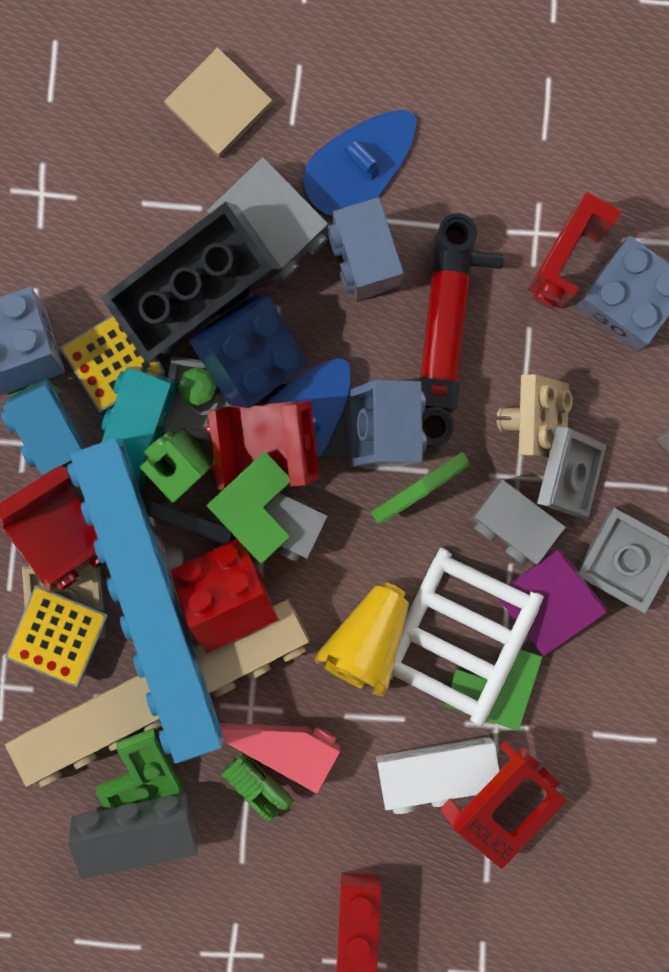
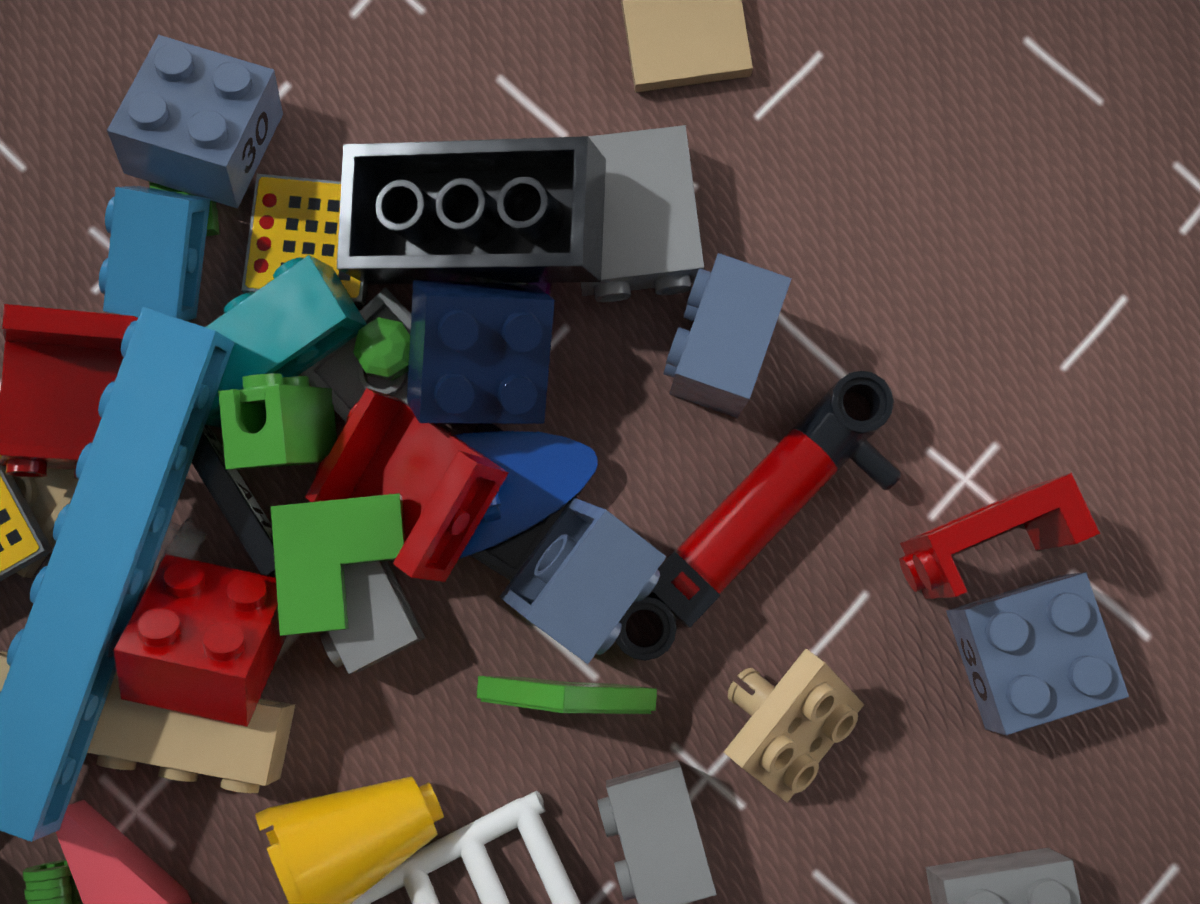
camera: 40 degrees right, 5 degrees down
(359, 162) = (806, 223): blue shield -> none
(571, 473) = (778, 828): light grey tile -> none

